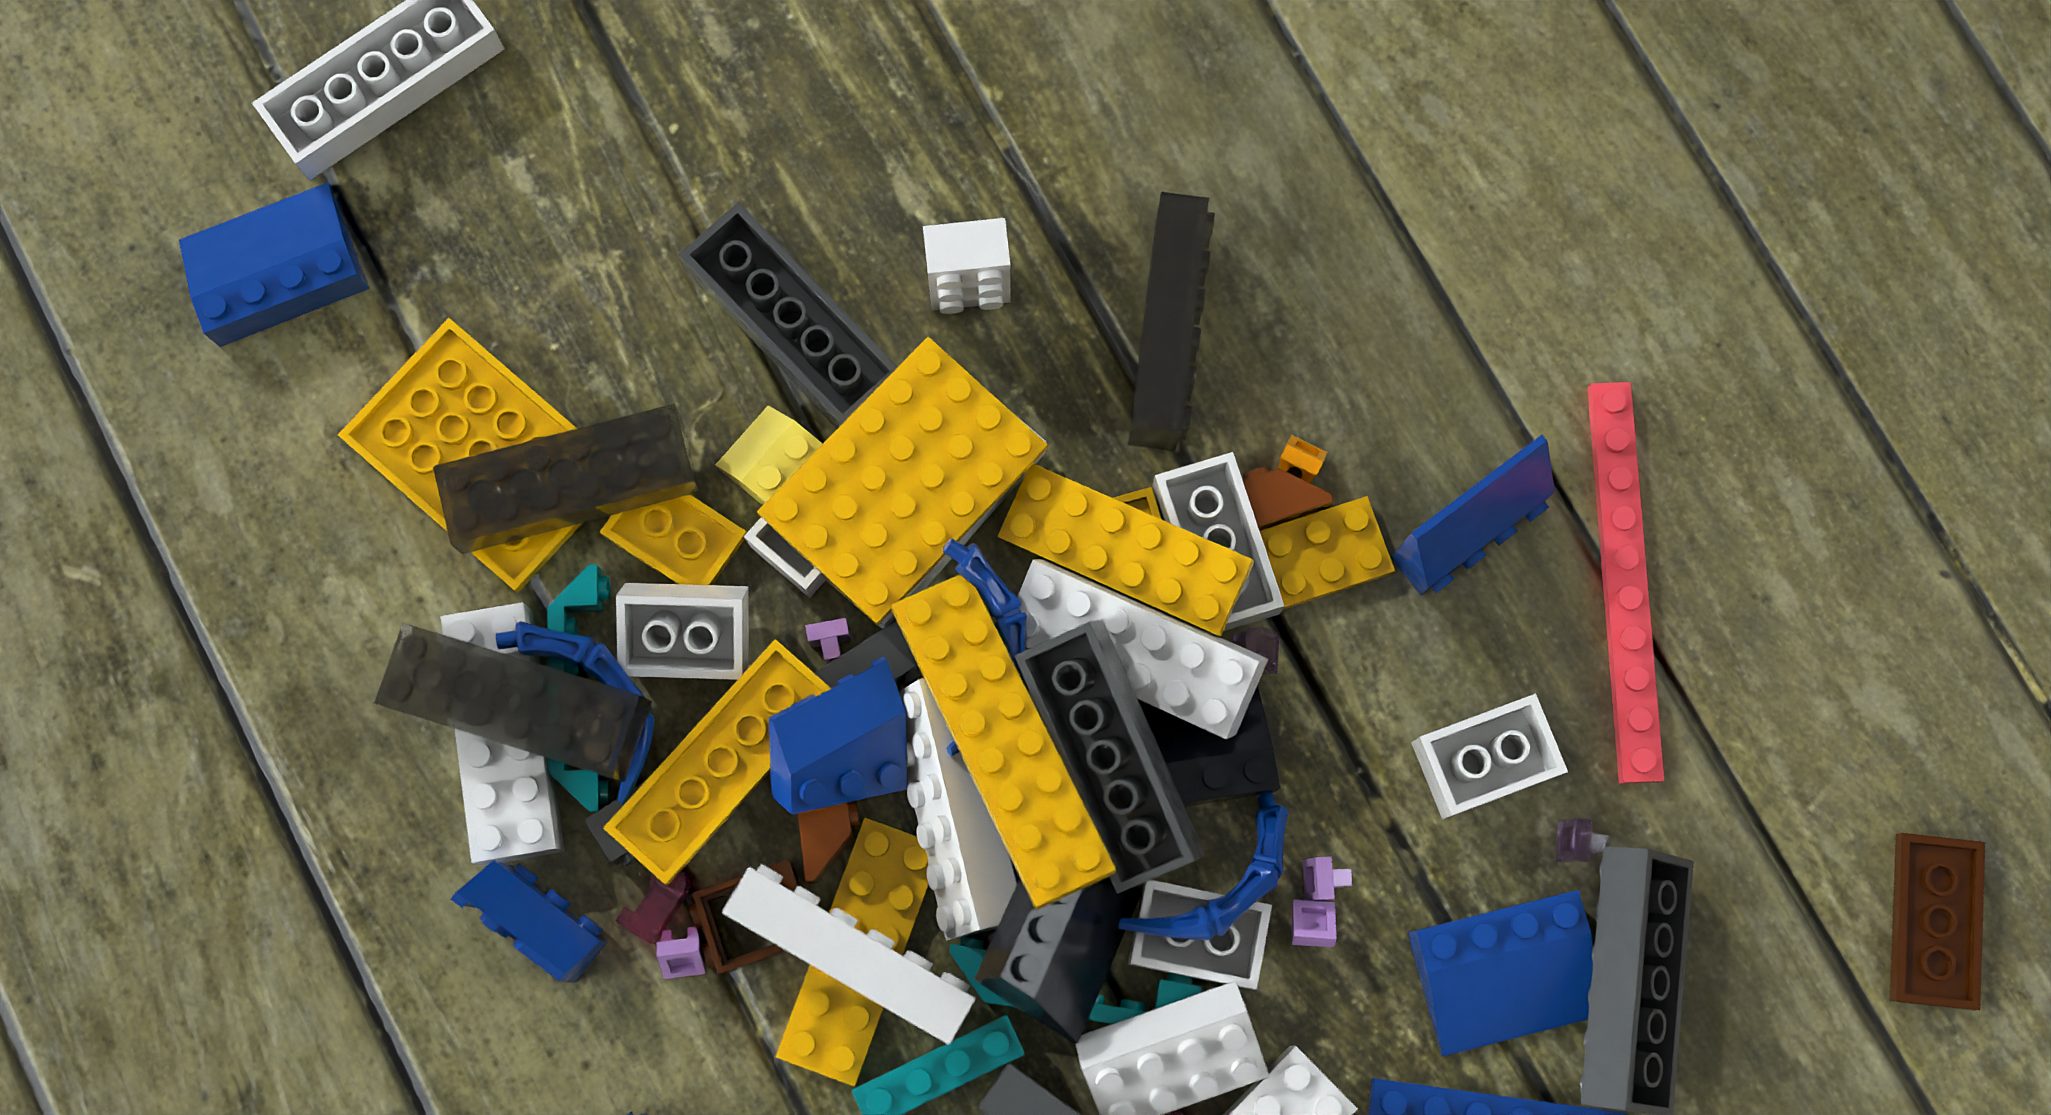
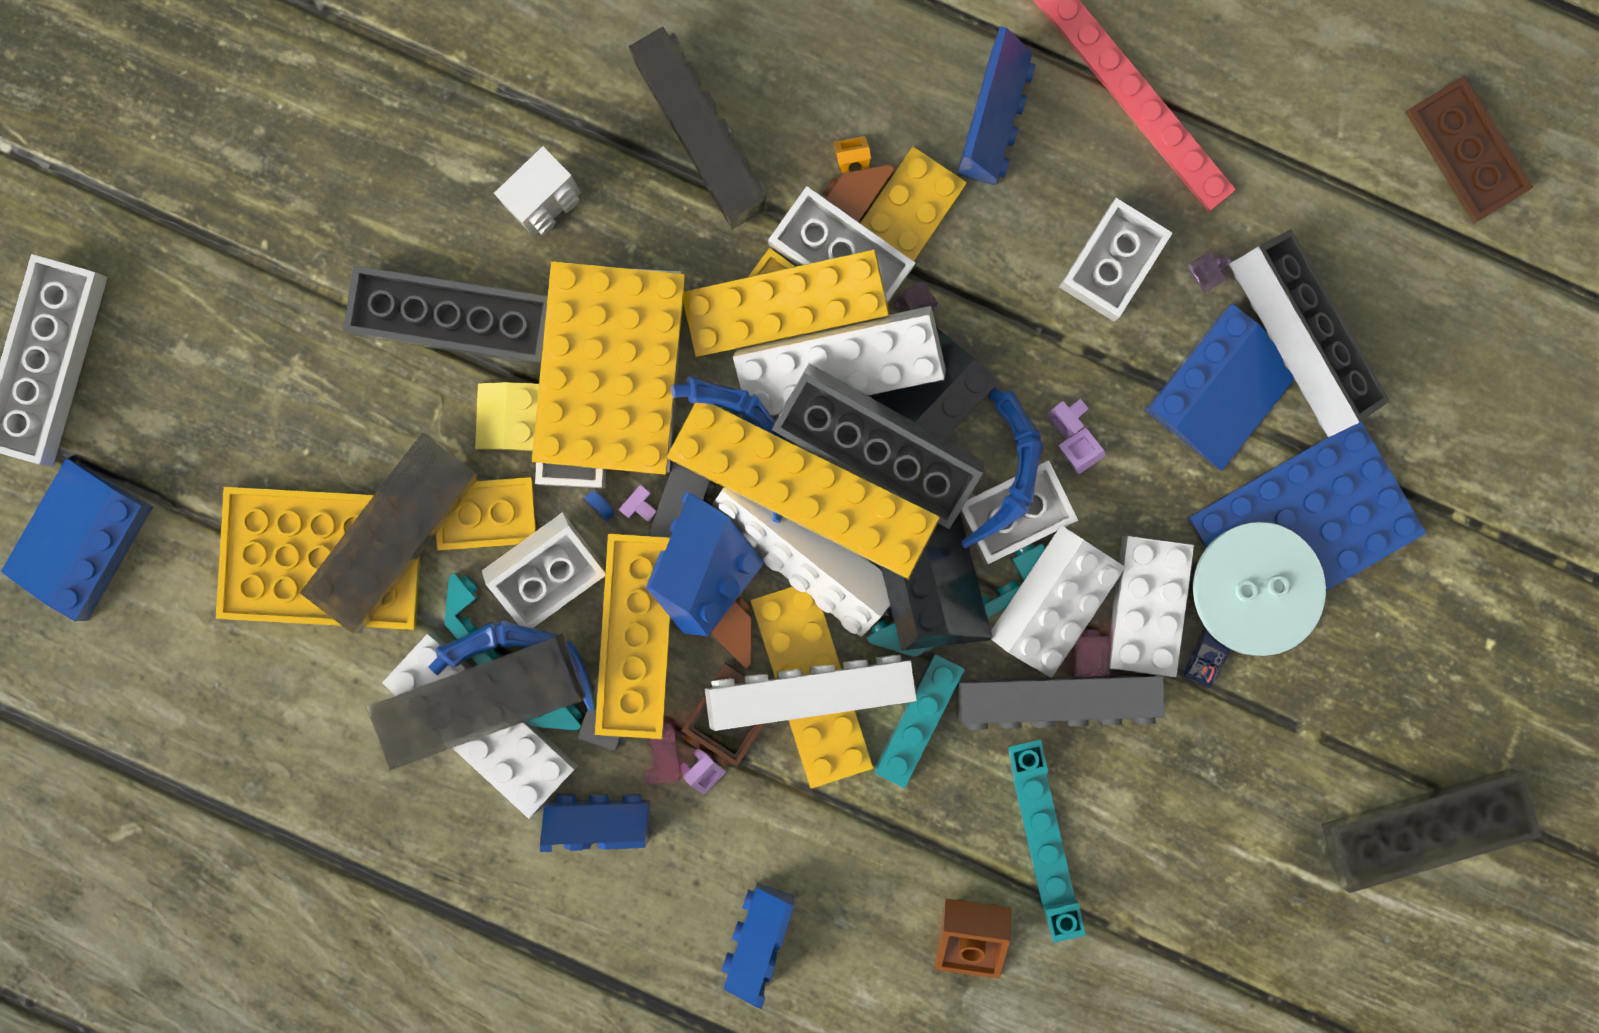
camera: 35 degrees left, 10 degrees up
(790, 609) = (599, 505): none -> blue tile

